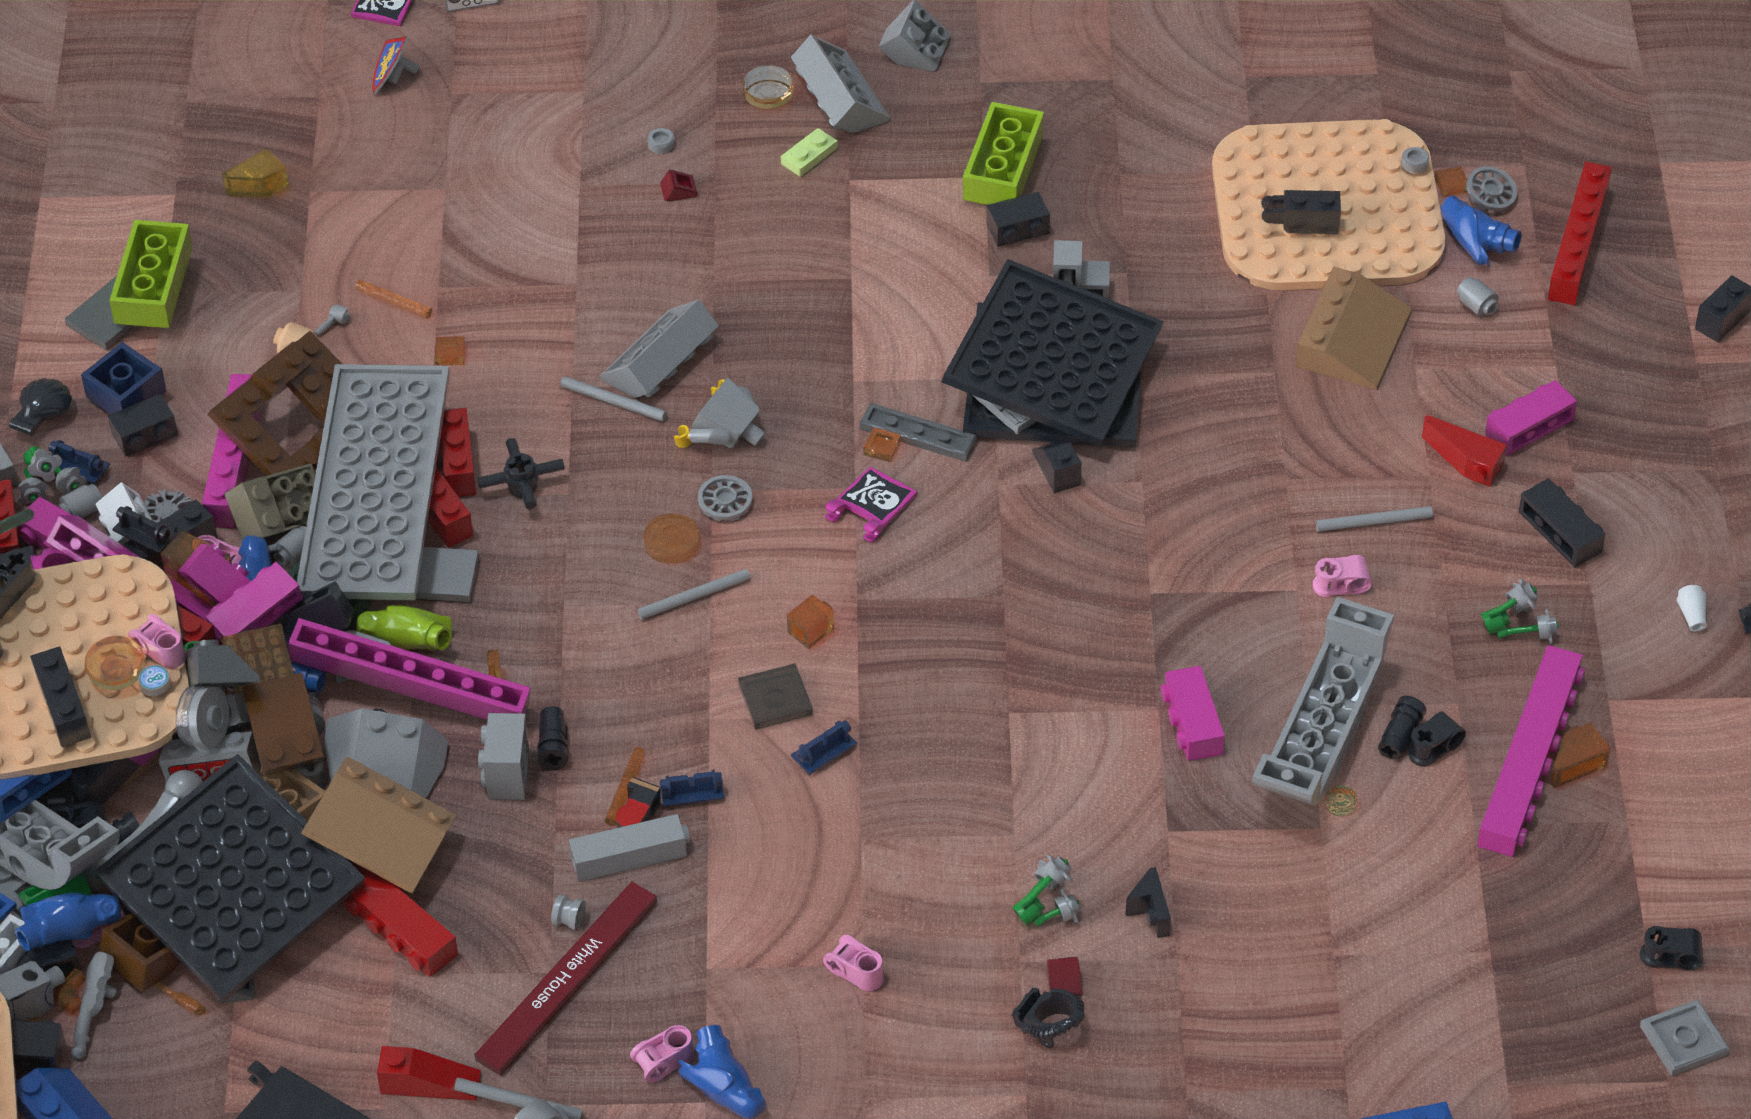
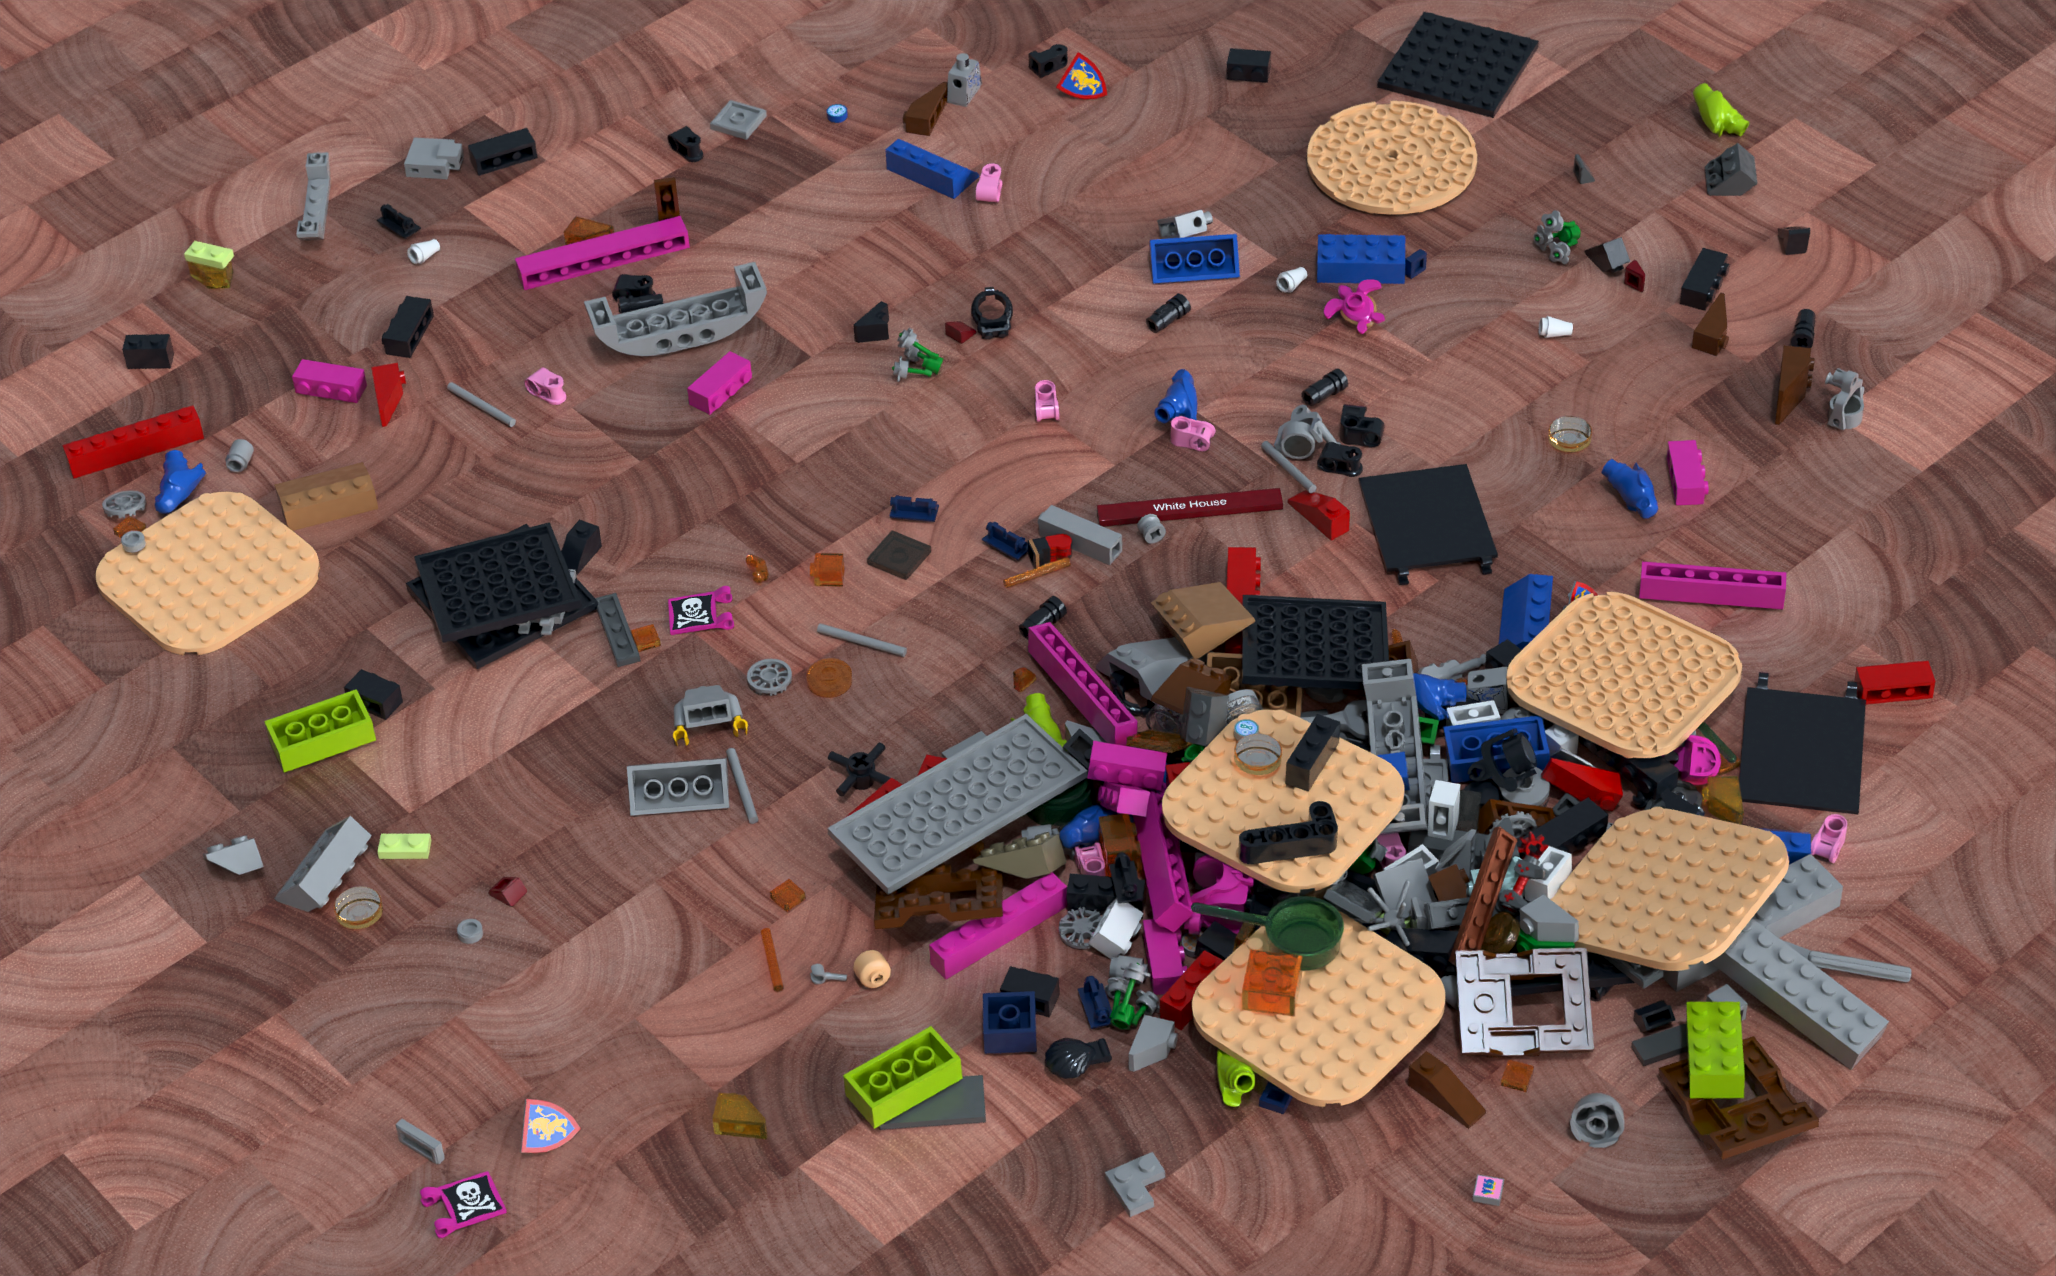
camera: 130 degrees left, 5 degrees down
(160, 642) = (1220, 741): bright pink piece -> none
(504, 756) = (1085, 613): light grey brick -> none
(872, 576) = (761, 573): none -> clear orange arm
(1084, 274) = (406, 628): light grey brick -> none
(1304, 211) = (241, 549): black hinge -> none
(1519, 599) = (501, 292): plant -> none
(1544, 834) = (666, 198): none -> reddish brown slope

